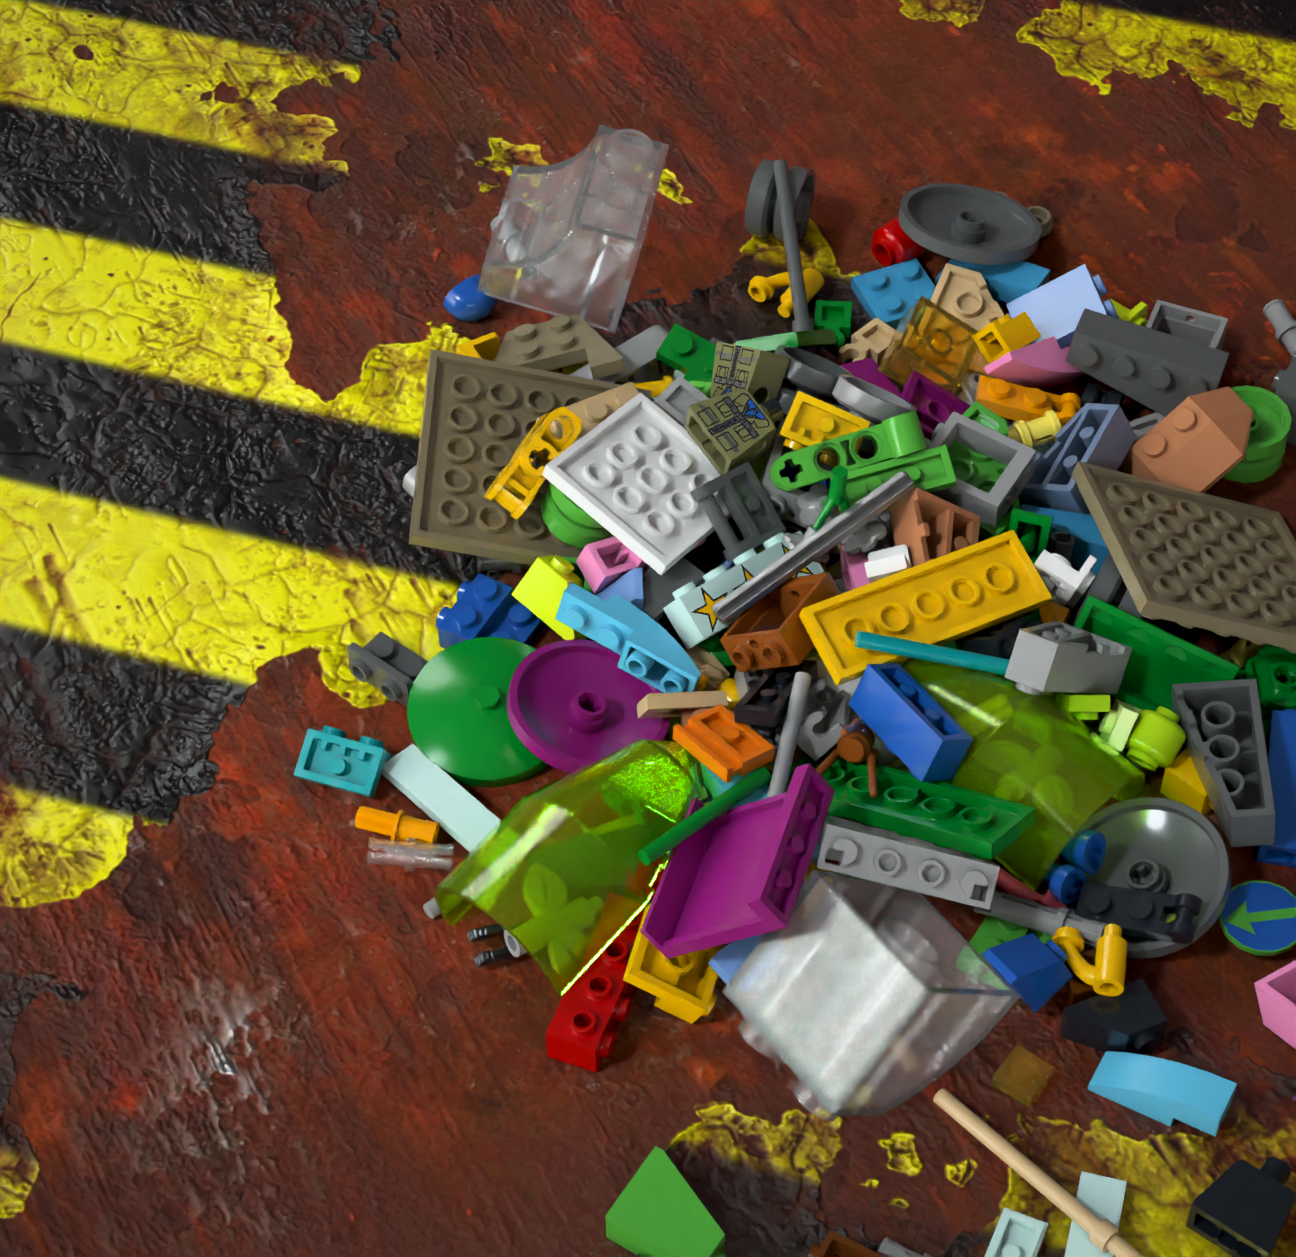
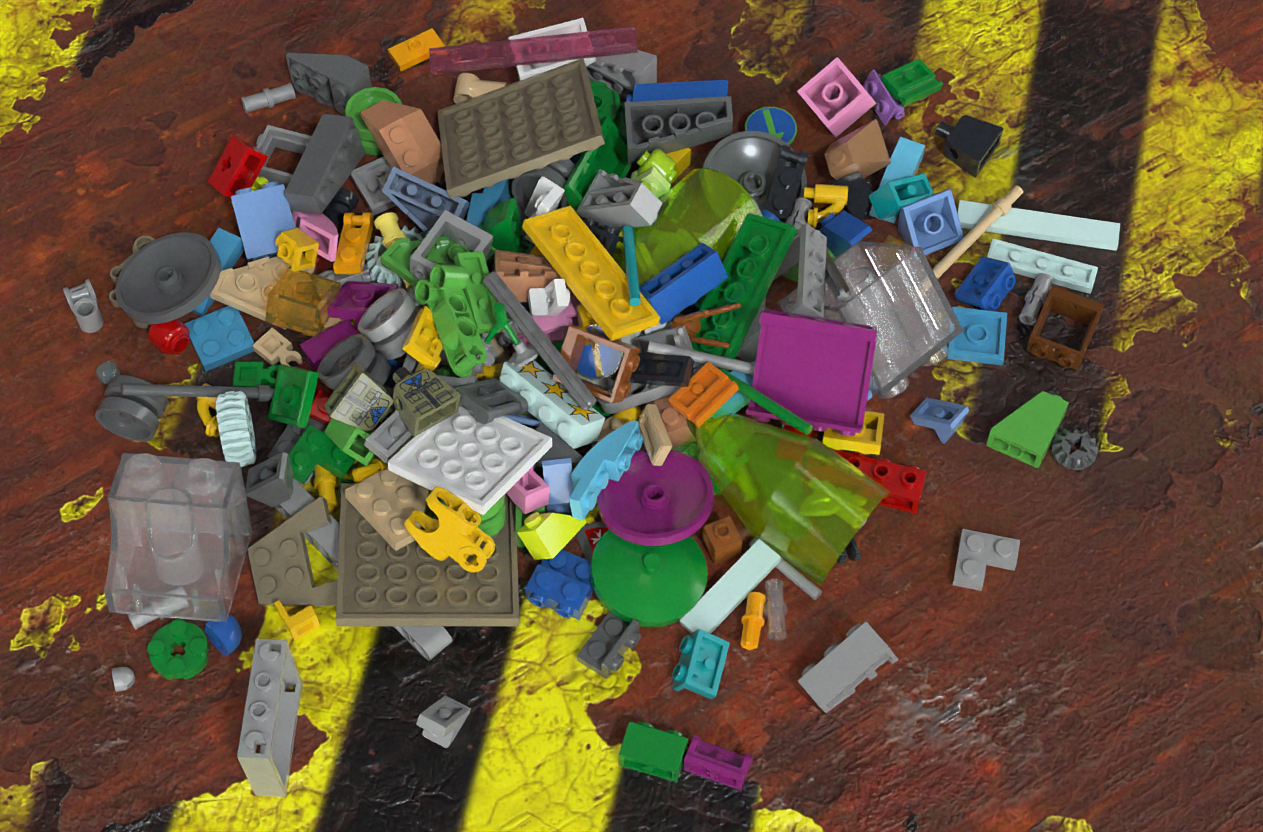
camera: 95 degrees left, 10 degrees up
(200, 770) = (717, 763): none -> magenta hinge
(228, 701) = (653, 751): none -> green brick
(305, 926) = (846, 666): none -> light grey wedge
(317, 492) = (443, 720): none -> light grey slope
(323, 351) = (270, 718): none -> light grey window
(430, 218) = (123, 678): none -> light grey hinge
(443, 258) = (178, 666): none -> green plate
(468, 1130) = (979, 550): none -> light grey plate
(516, 782) = (722, 540): none -> dark orange brick
(645, 311) = (271, 480): none -> dark grey slope
(694, 1089) = (941, 416): none -> medium blue slope
(741, 293) = (236, 428): none -> light aqua gear
(846, 194) = (107, 371): none -> clear light blue hinge
(852, 1171) = (981, 336): none -> dark azure plate
(923, 907) = (835, 280): none -> dark grey axle
(948, 166) = (85, 307): none -> light grey piece
(948, 1199) = (987, 284): none -> blue bracket
(1071, 1126) = (931, 222): none -> medium blue slope
(1116, 1076) = (899, 193): none -> teal slope
(1144, 282) = (237, 167): none -> red brick
(1207, 1023) = (858, 151): none -> medium nougat slope

